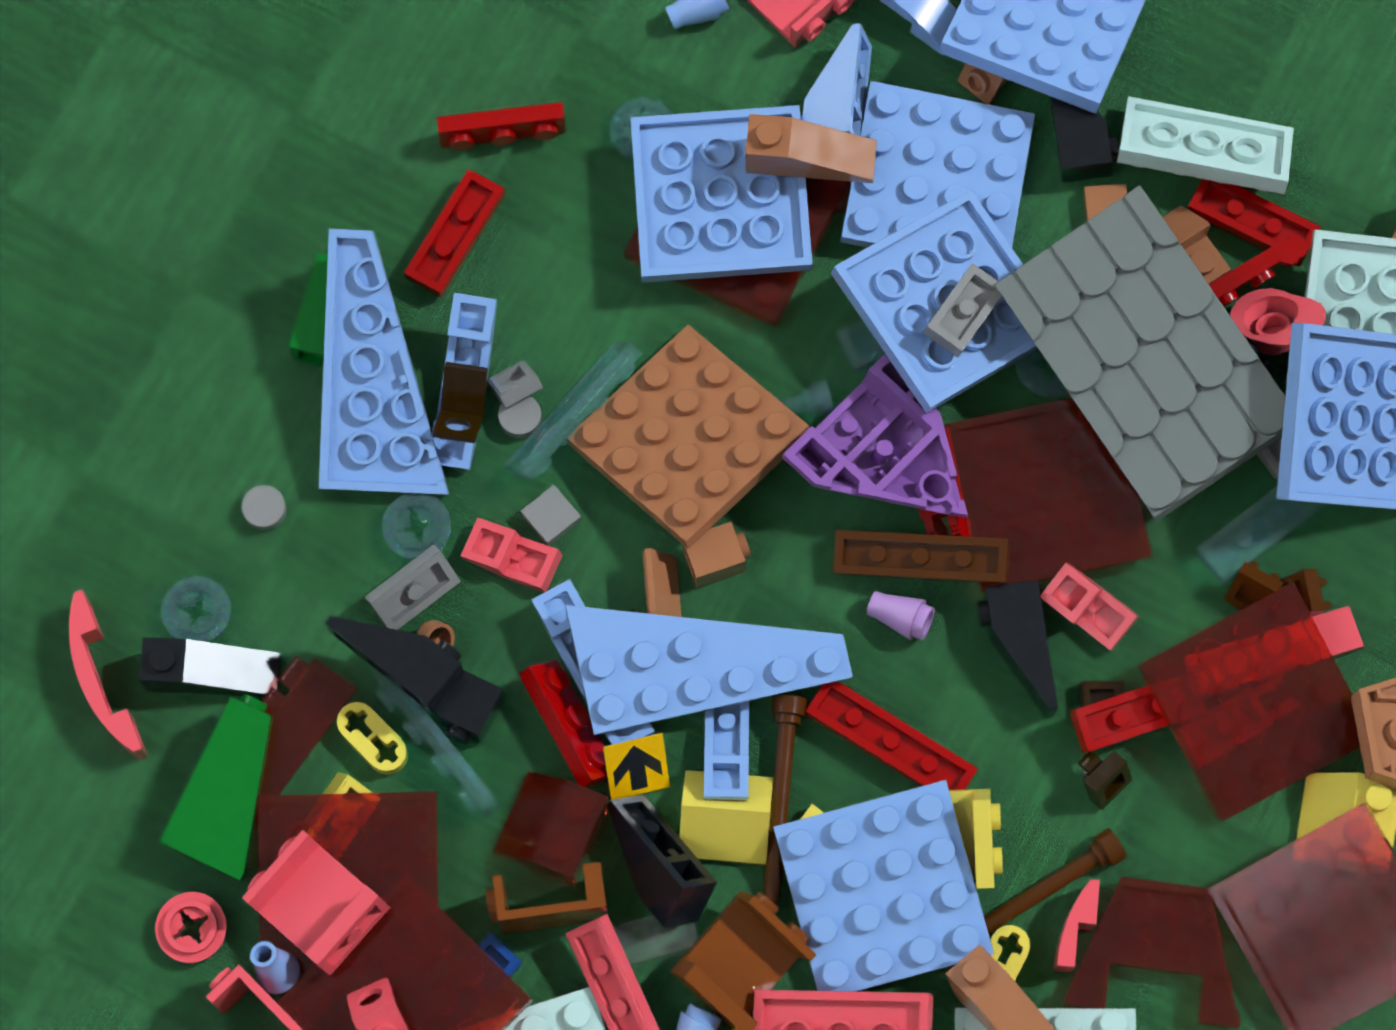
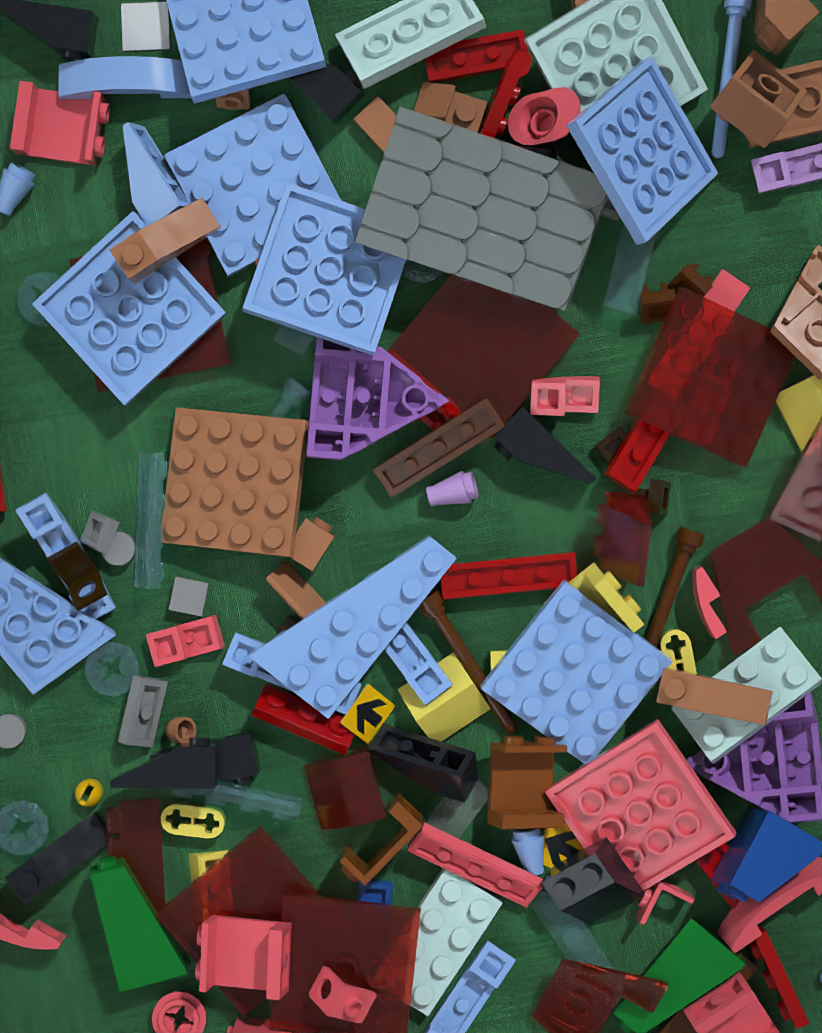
camera: 35 degrees left, 15 degrees up
(274, 968) = (252, 1011): light blue cone -> none
(293, 637) = (94, 797): none -> yellow hinge
(964, 310) = (347, 272): light grey plate -> none
(1042, 784) = (624, 536): none -> clear red slope

